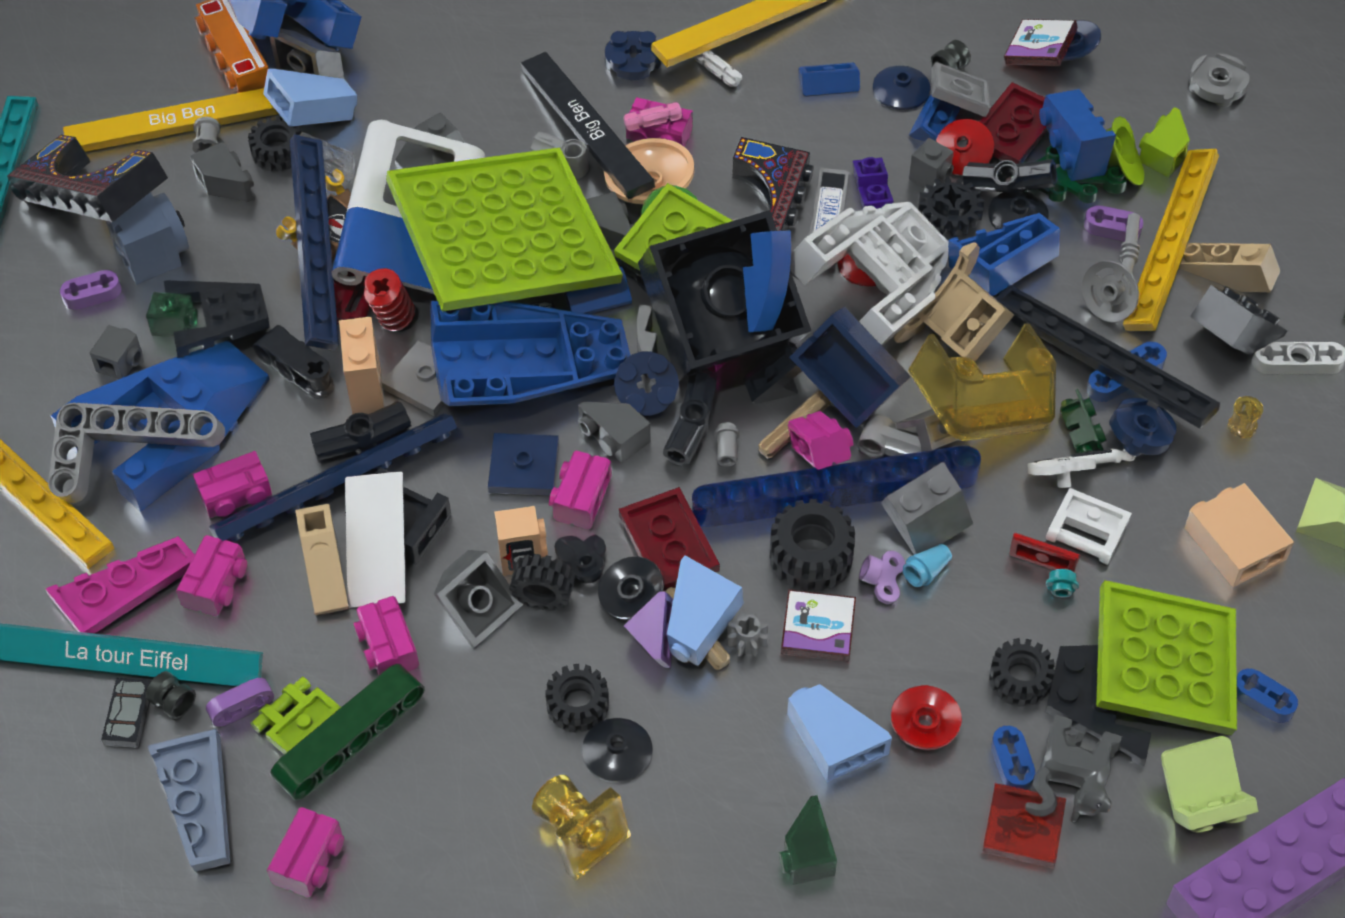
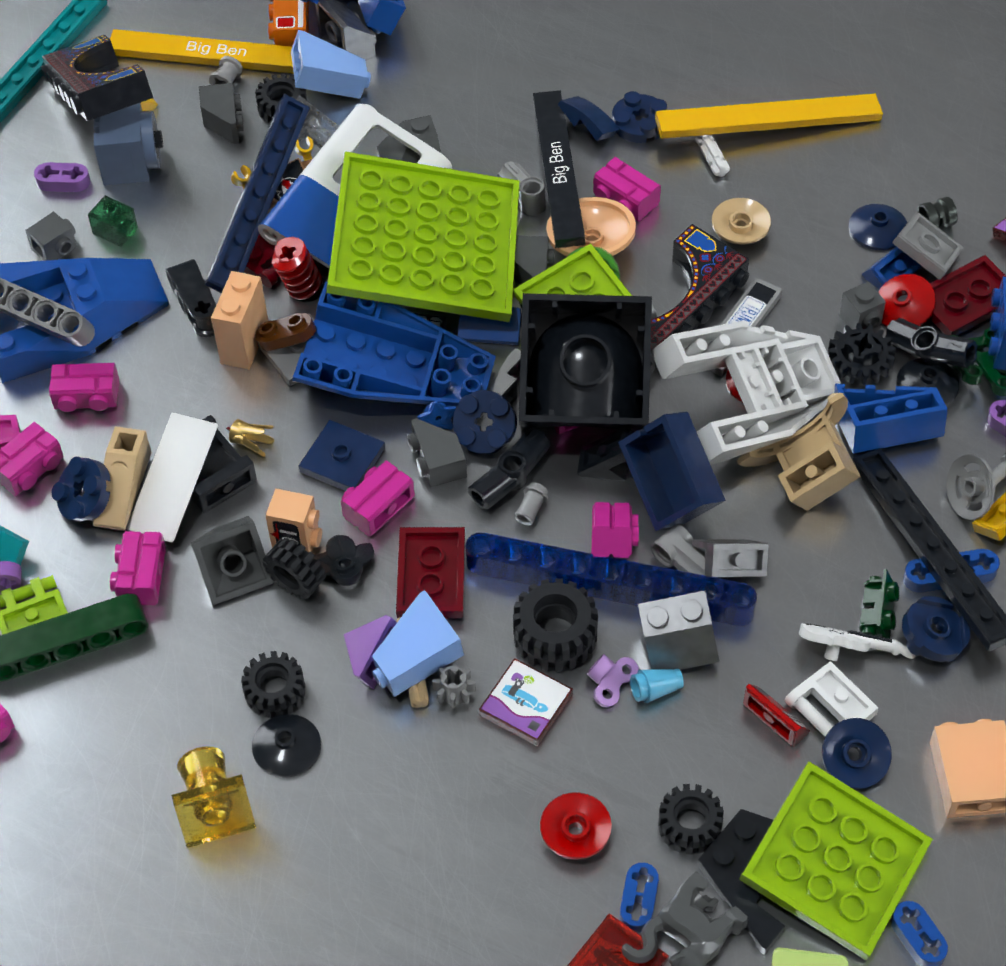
camera: 25 degrees right, 0 degrees up
(227, 311) = (160, 234): black wing -> none
(273, 583) = (80, 474): none -> dark blue plate
(322, 484) = (159, 412): dark blue plate -> none
(360, 431) = (214, 378): black piece -> none
(410, 363) = (285, 331): none -> reddish brown plate
(422, 474) = (244, 432): none -> pearl gold piece
(578, 65) = (585, 112): none -> dark blue slope
(598, 391) = (438, 409): none -> blue plate
(624, 578) = (371, 599): black dish -> none
(652, 116) = (618, 178): bright pink axle -> none
(767, 278) = (621, 361): blue slope -> none
(780, 120) = (741, 221): none -> tan dish
(780, 435) = (583, 514): tan axle -> none
(808, 846) = (403, 900): clear green slope -> none
(829, 79) = (812, 197): blue slope -> none
(835, 732) = (485, 808): light blue slope -> none
(872, 182) = (799, 307): dark purple slope -> none
(989, 404) = (795, 554): clear yellow windscreen -> none
(1062, 582) = (776, 749): teal plate -> none
(1142, 549) = (873, 750): none -> dark blue dish

